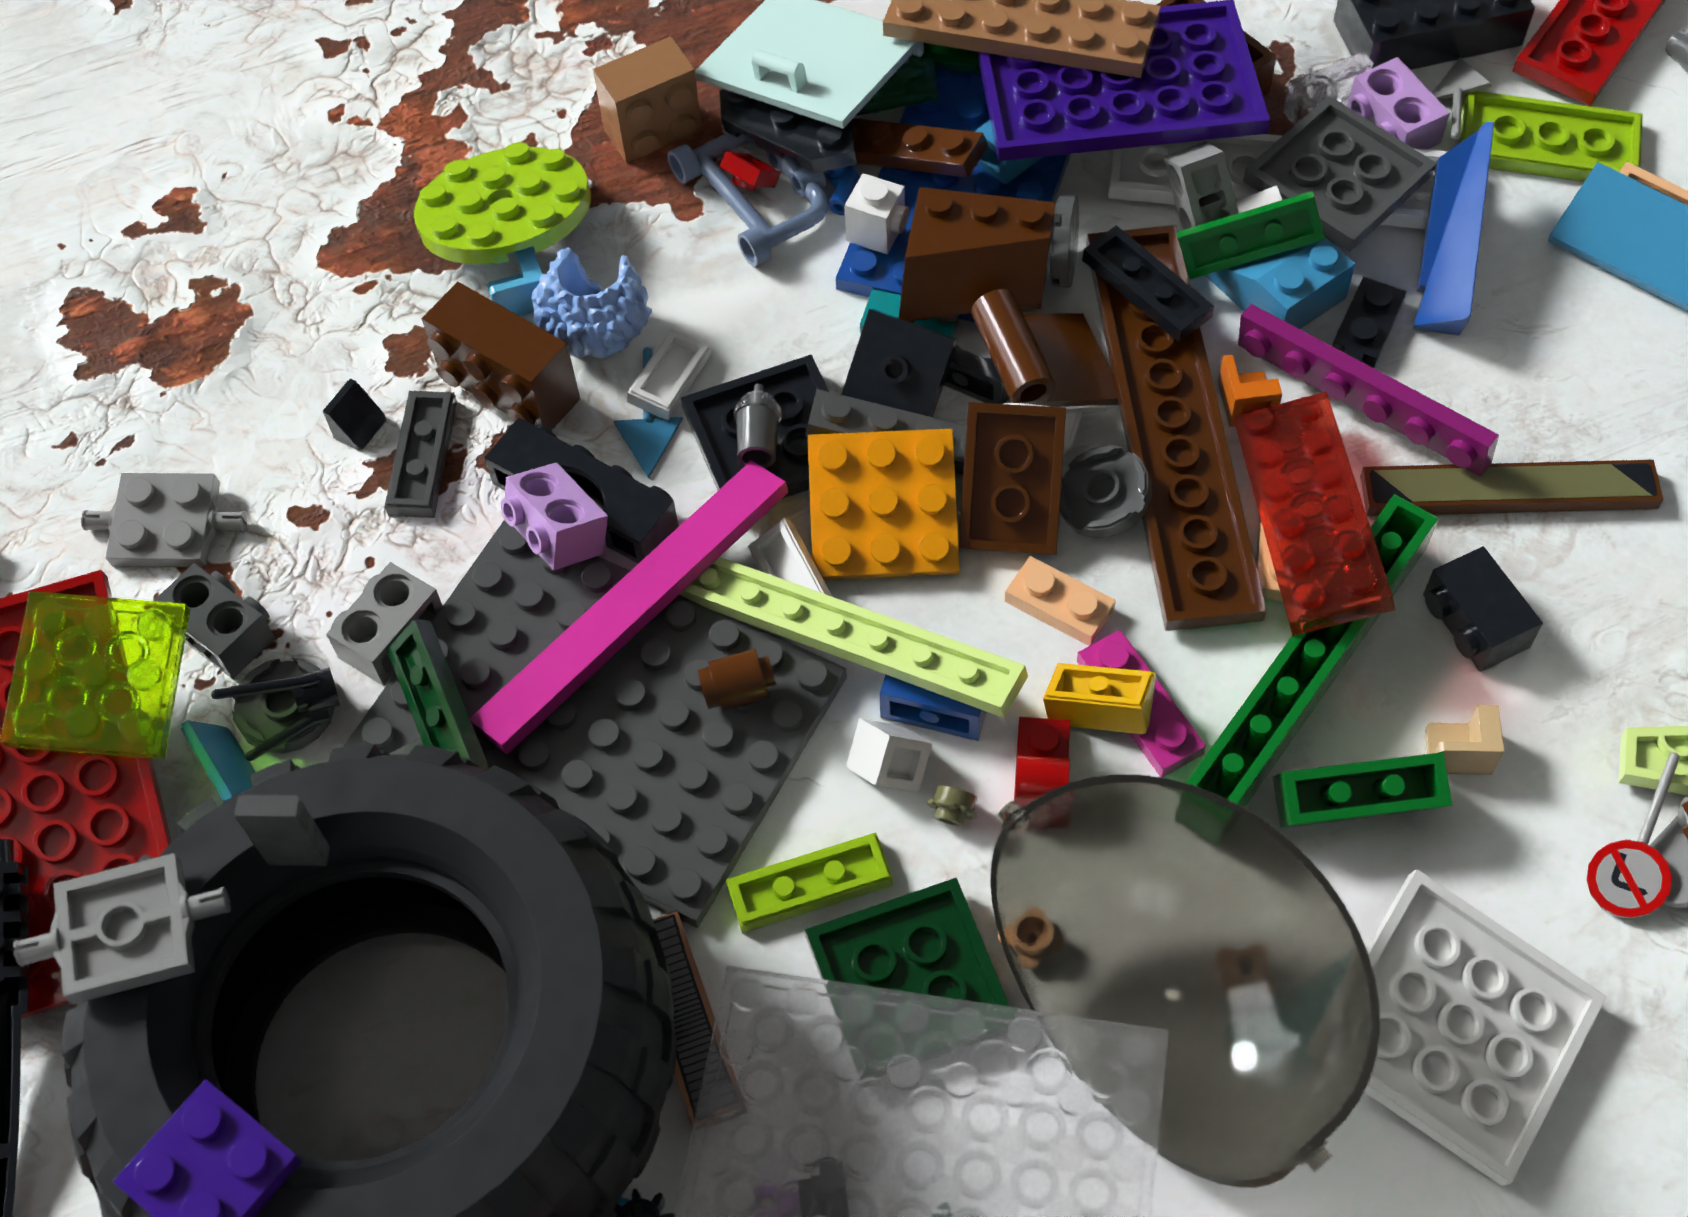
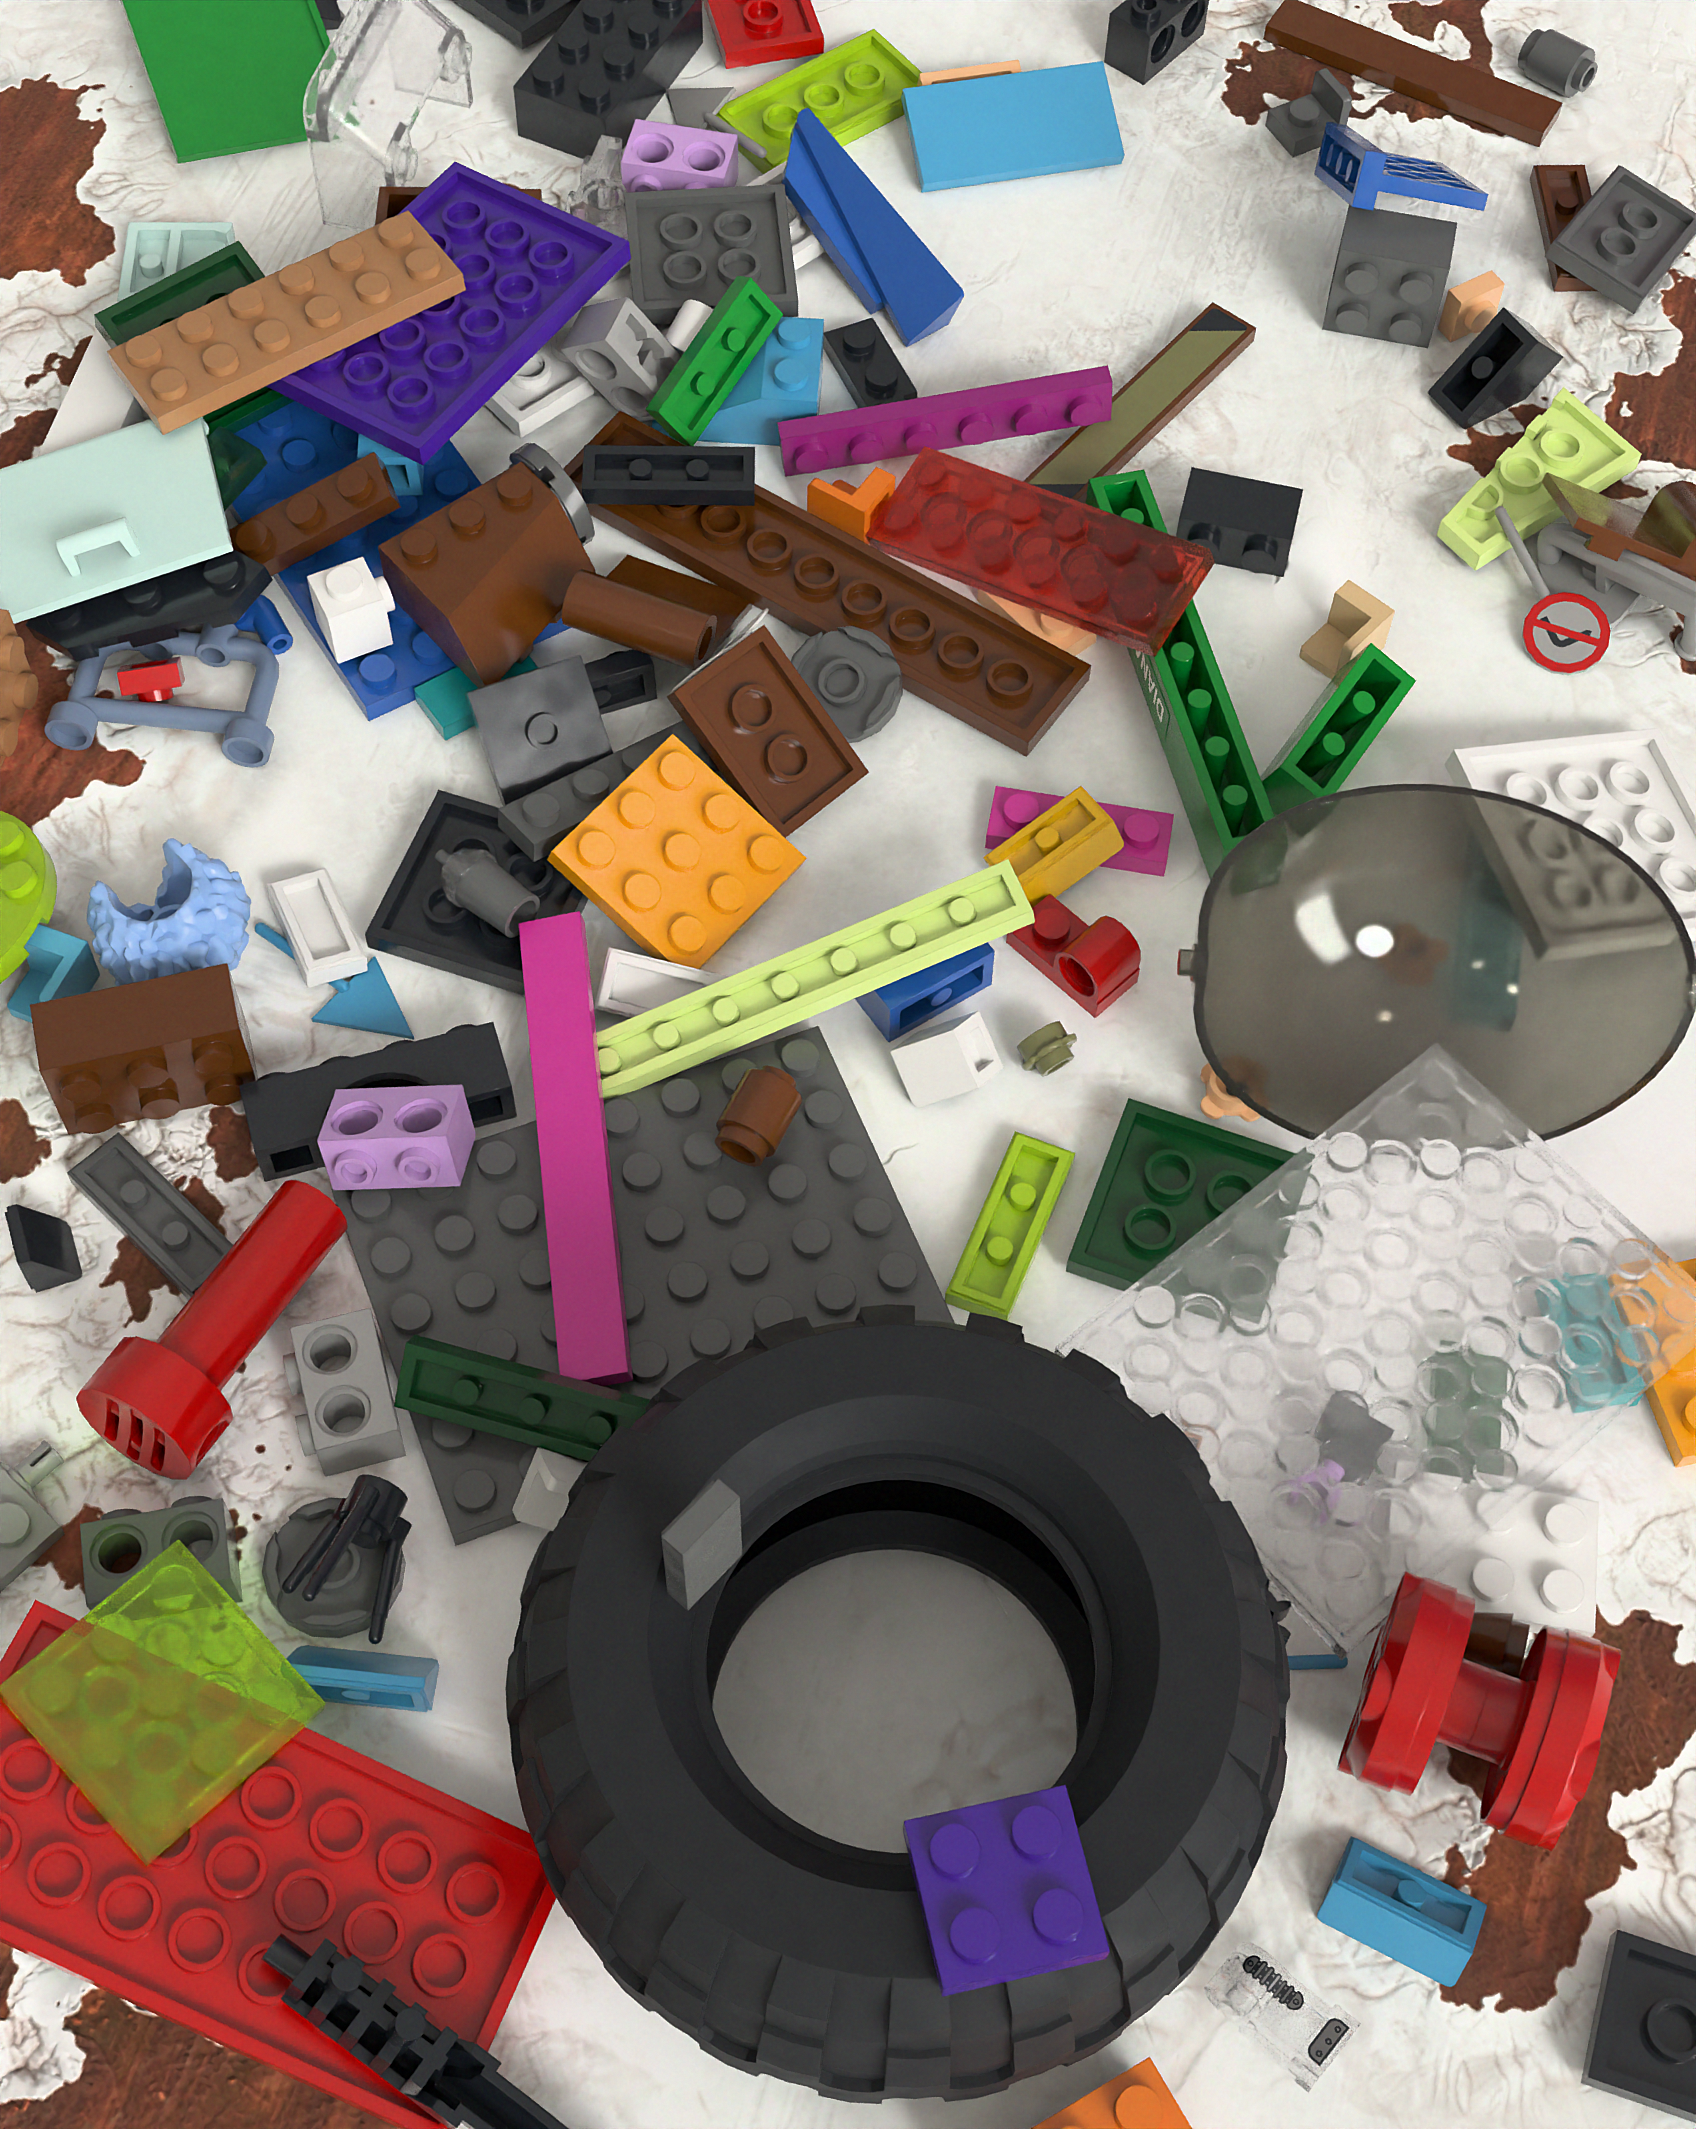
camera: 55 degrees left, 0 degrees up
(122, 928) = (646, 1794): light grey plate -> none
(302, 538) = (165, 1396): none -> red piece
(1059, 600) = (914, 809): light nougat plate -> none

